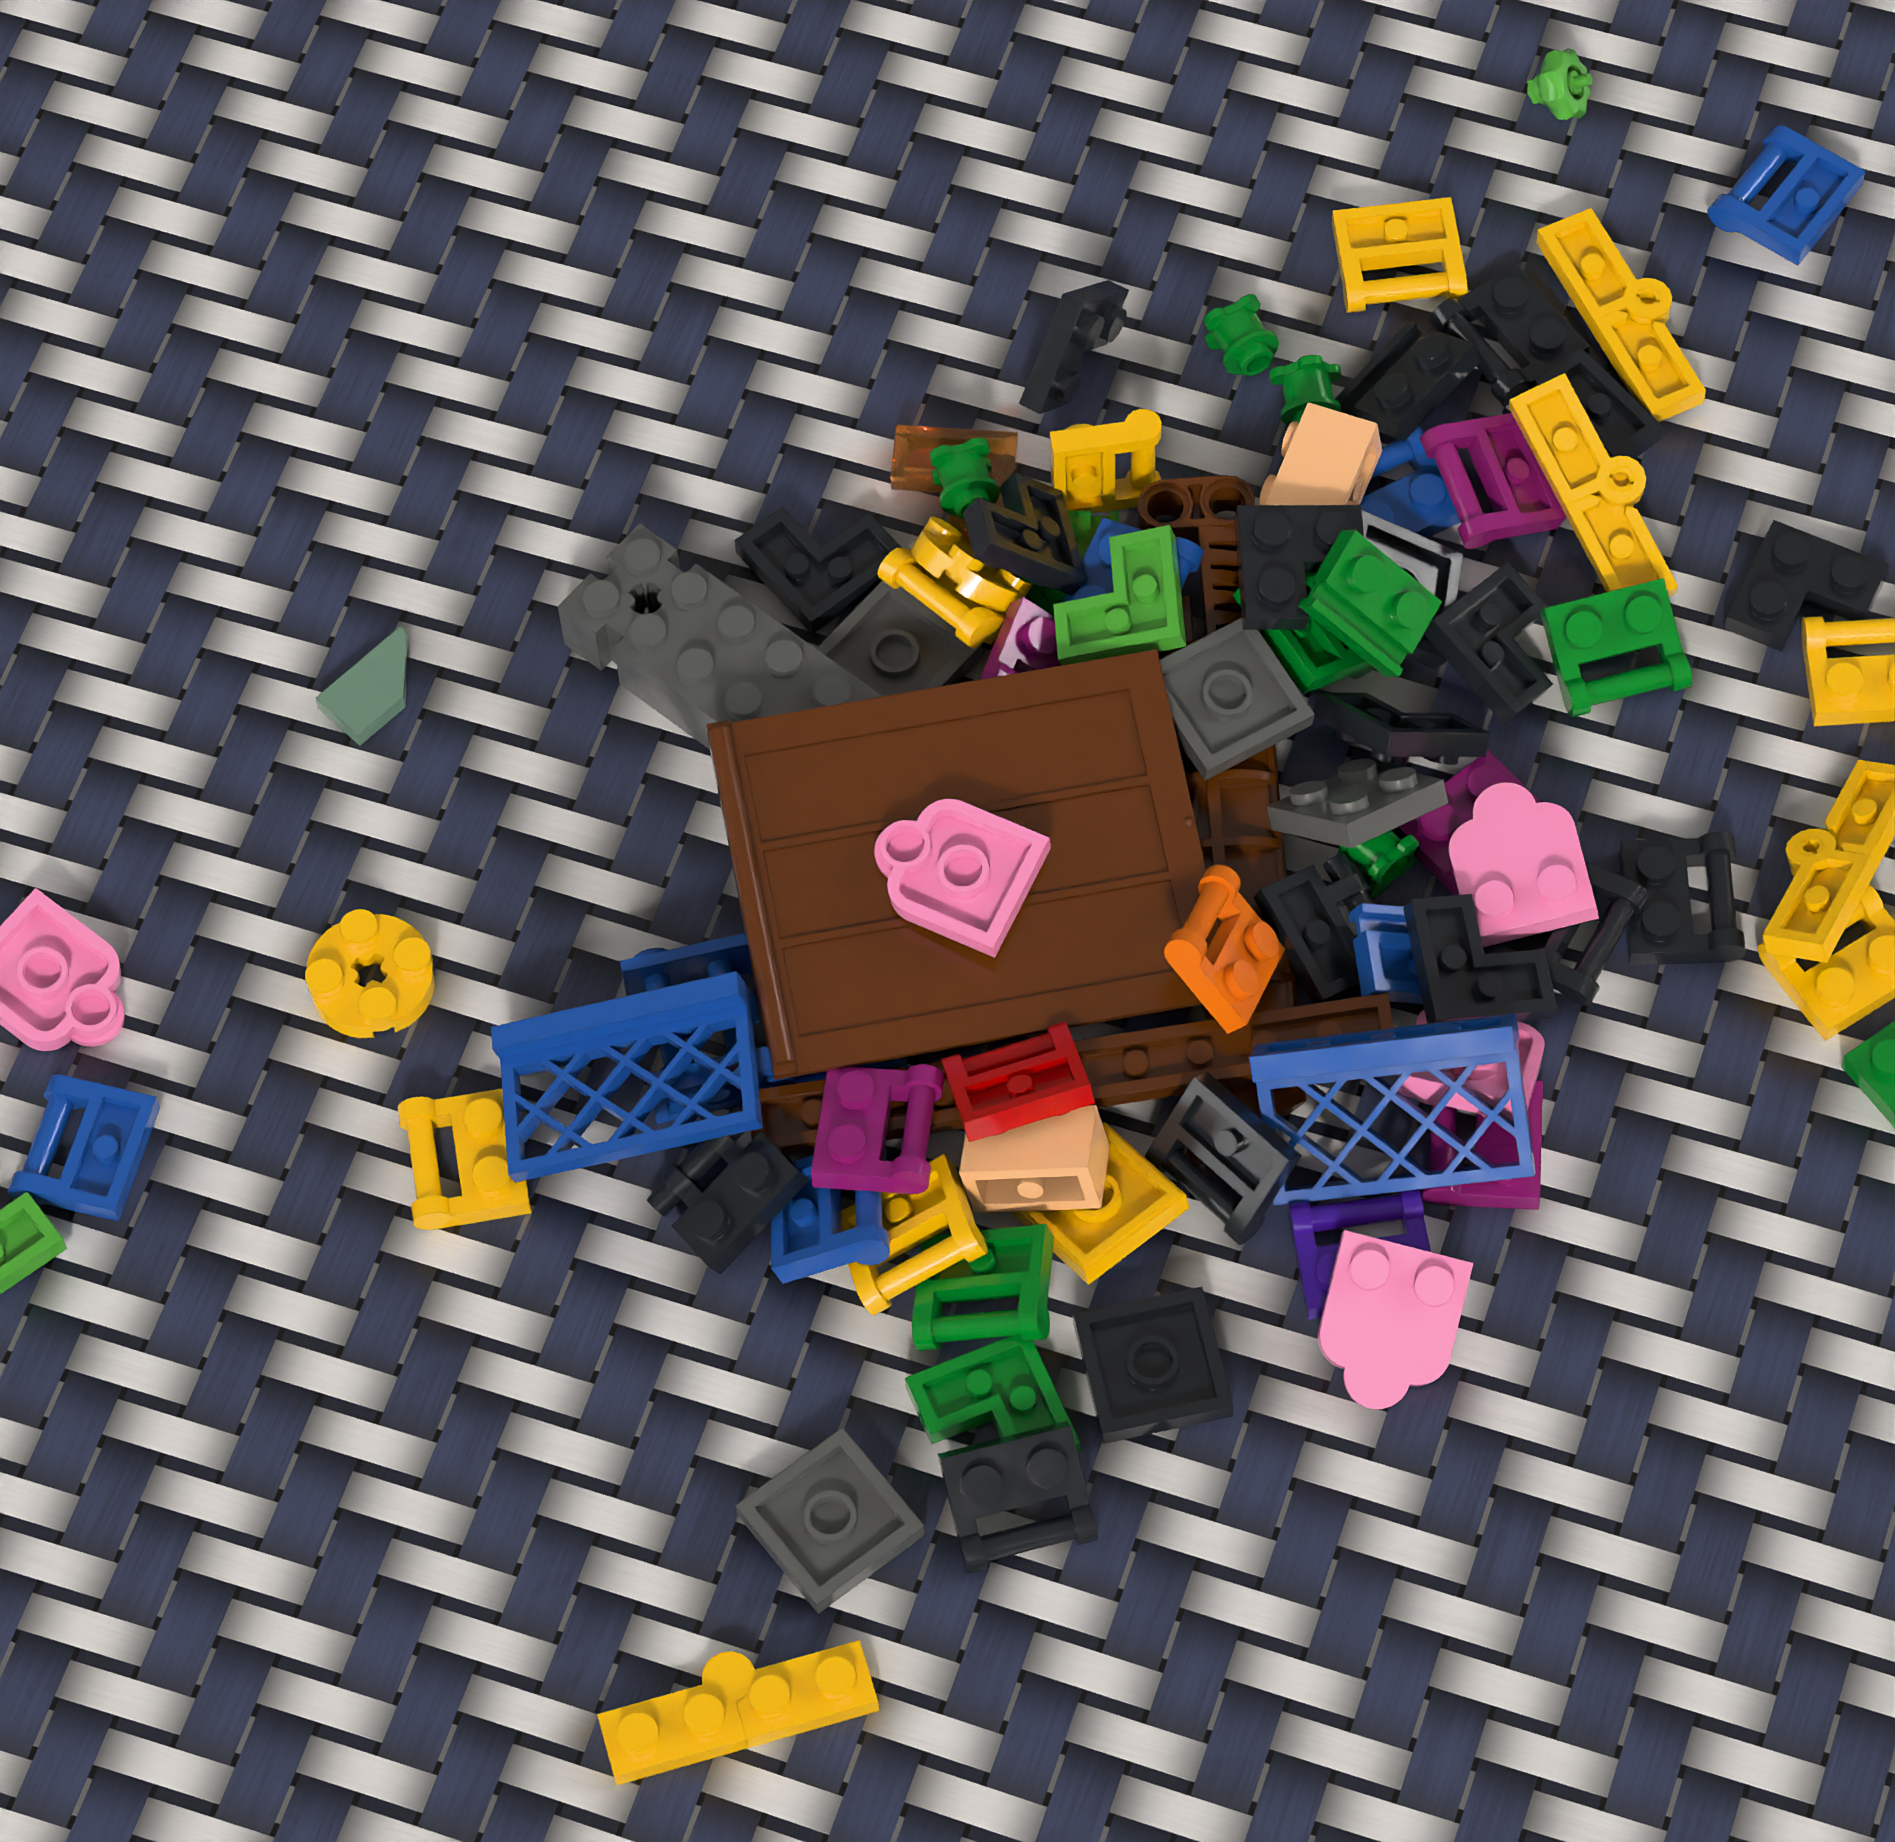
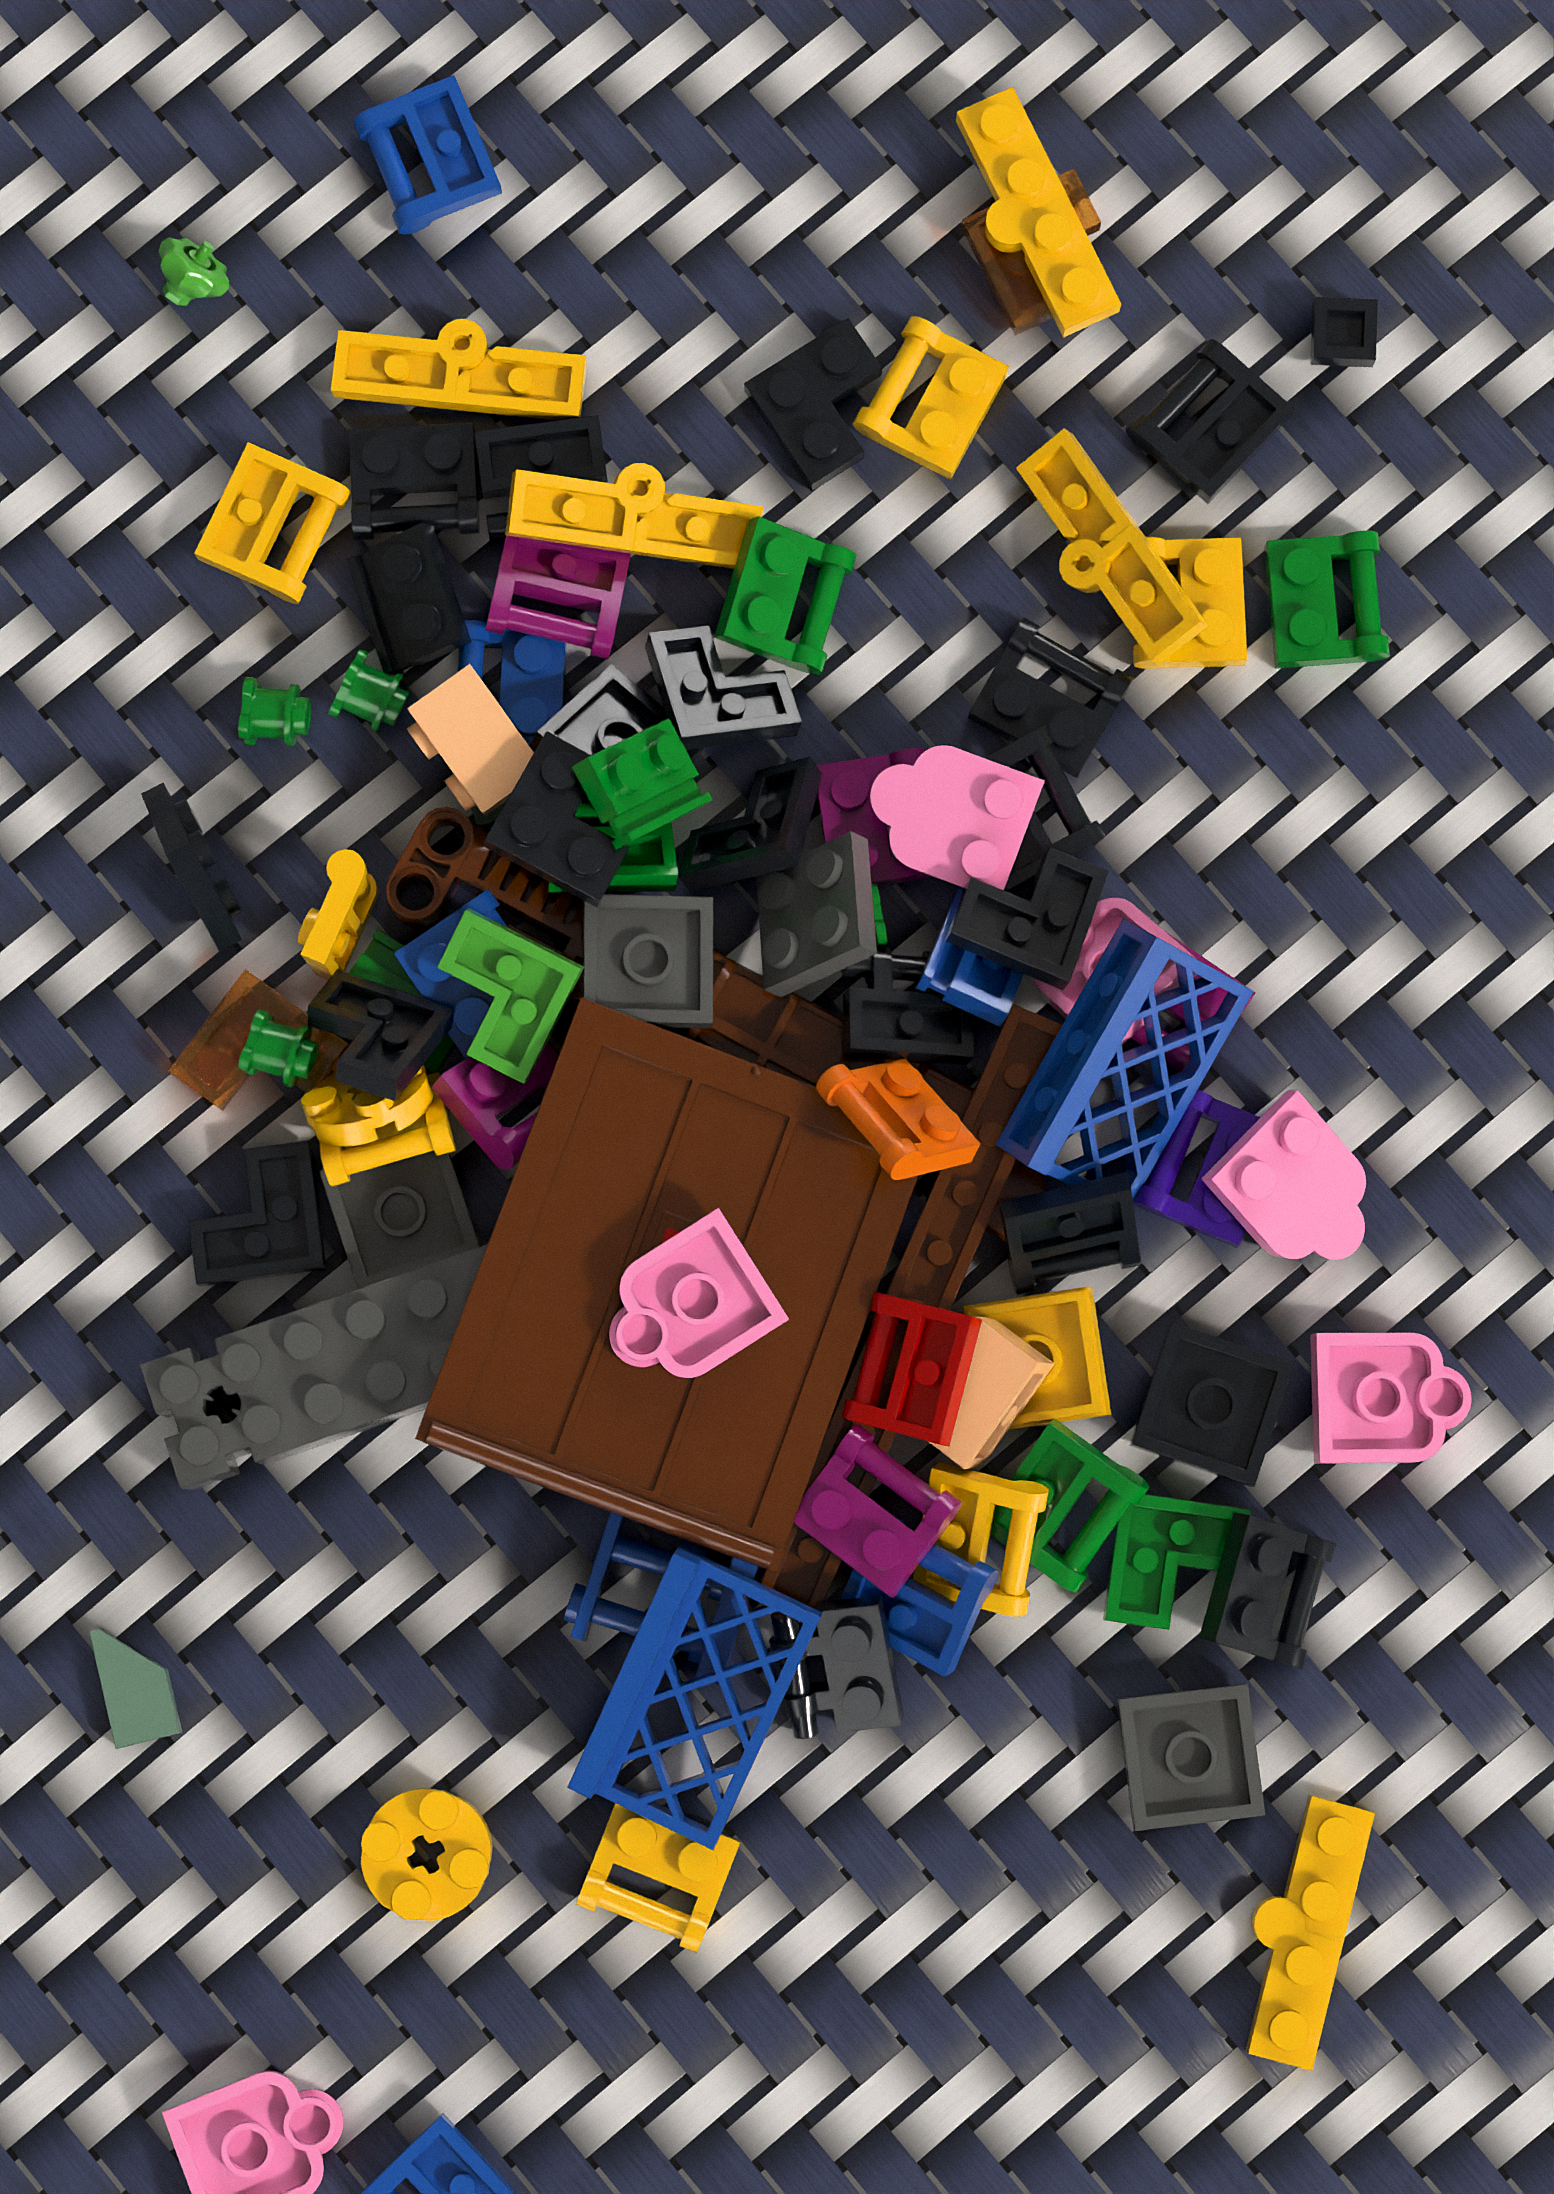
camera: 60 degrees left, 20 degrees up
(1253, 1503) = (1382, 1397): none -> bright pink plate

